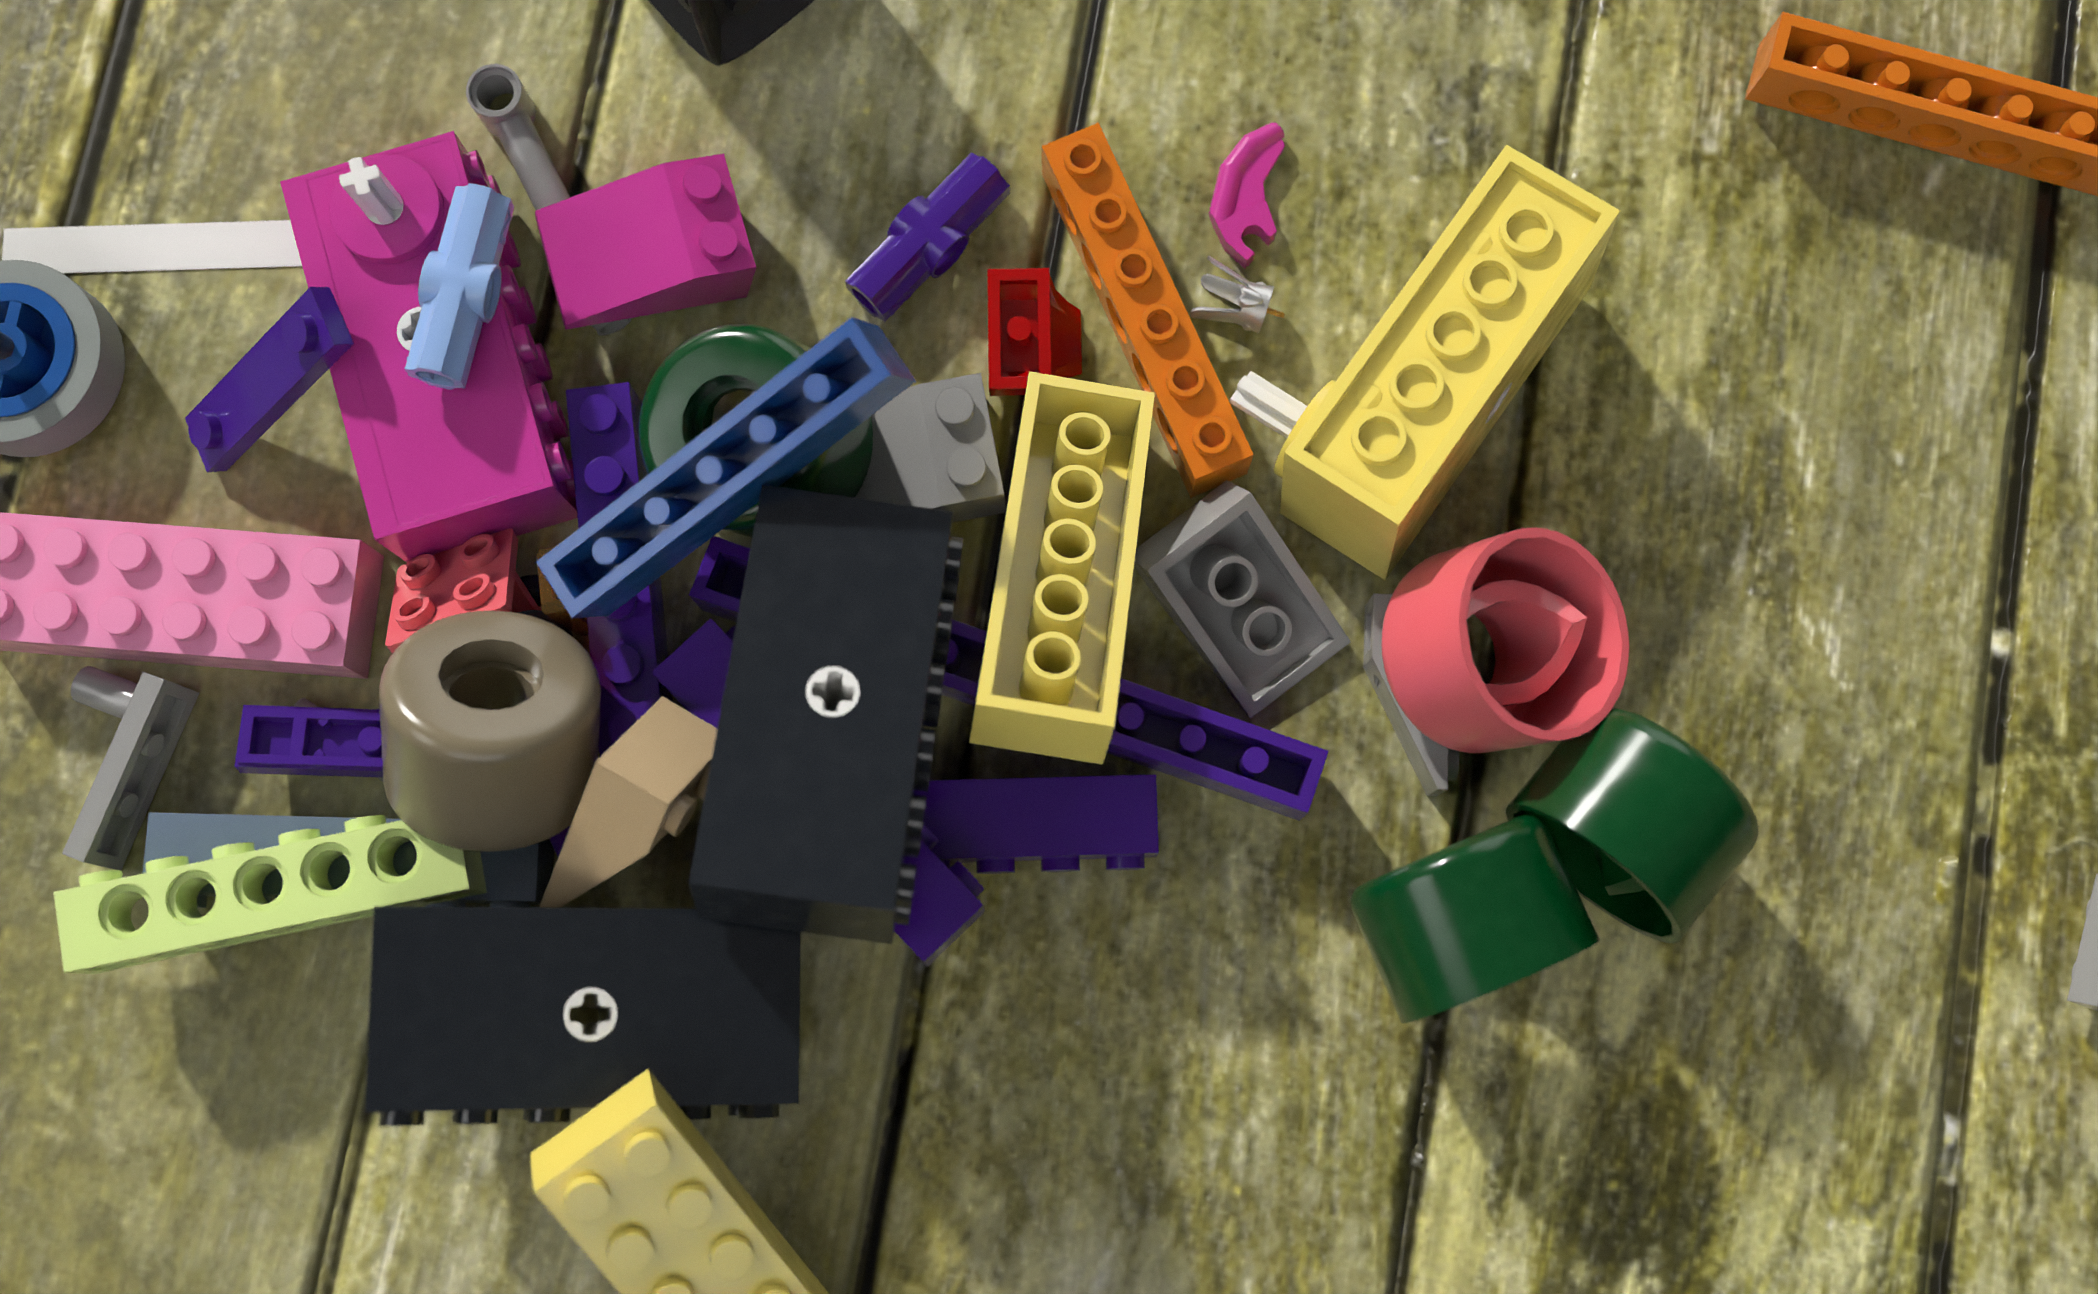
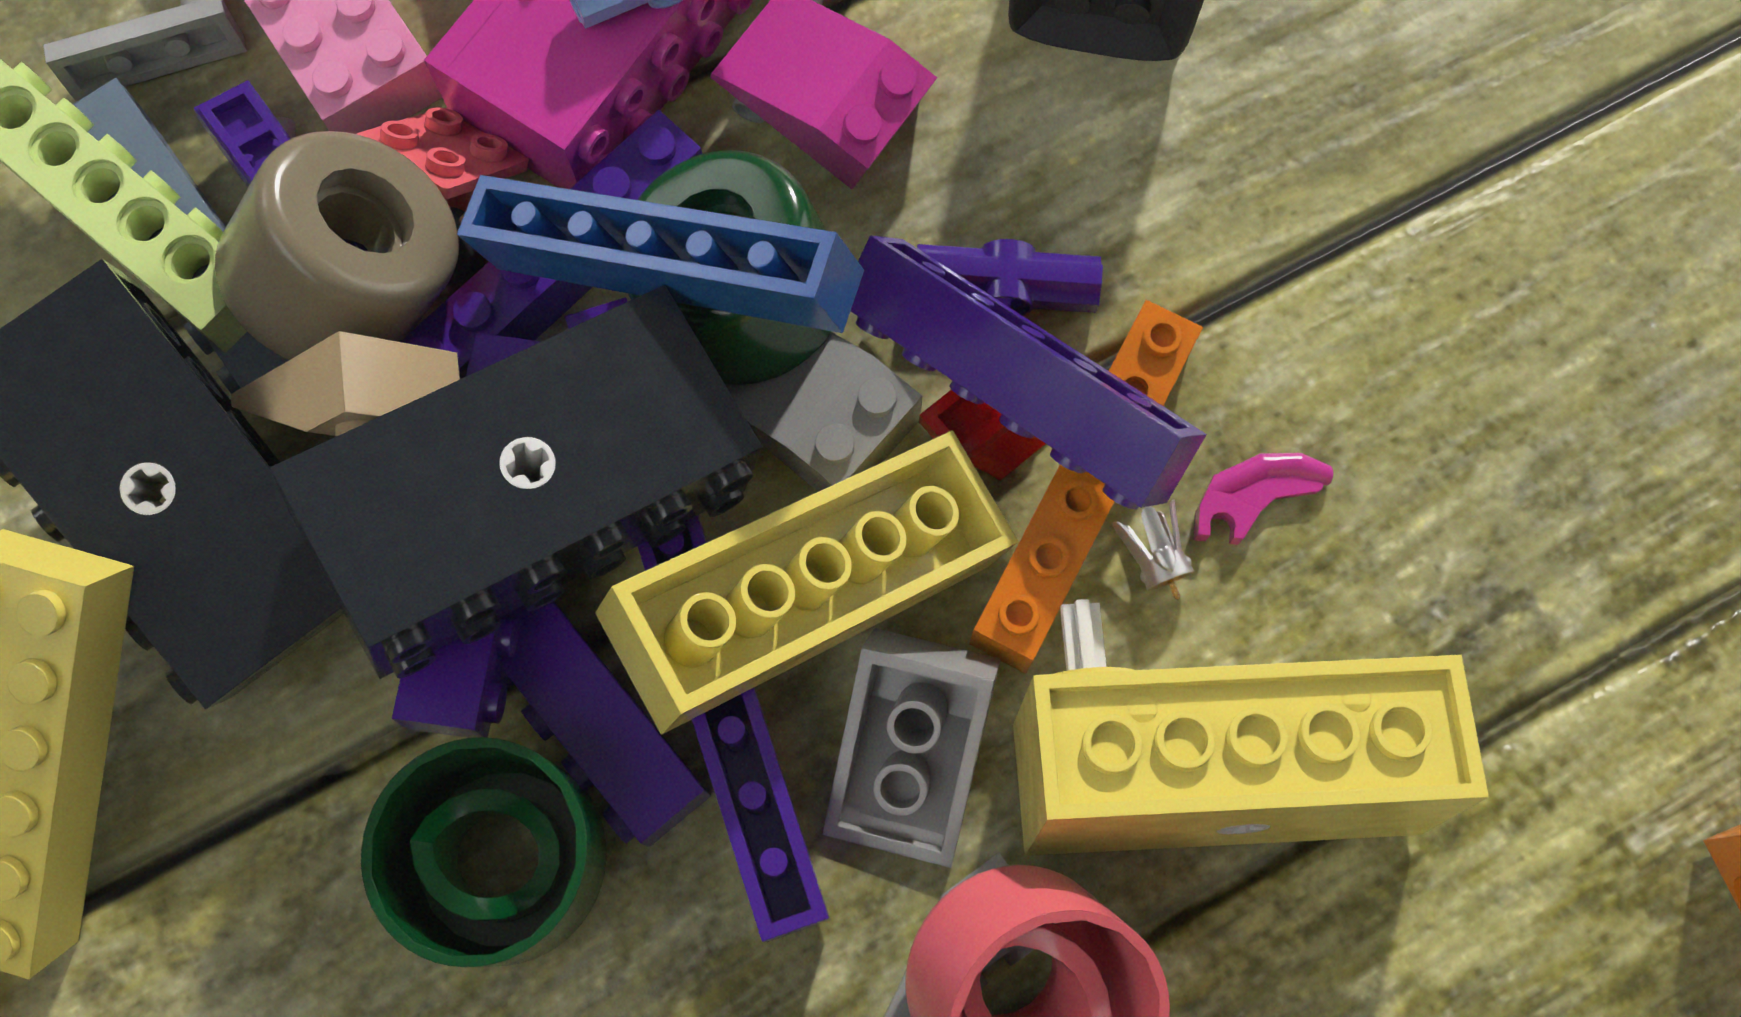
camera: 50 degrees right, 5 degrees down
(1038, 279) = (1024, 374): none -> dark purple brick
(1098, 903) = (416, 839): none -> dark green piece

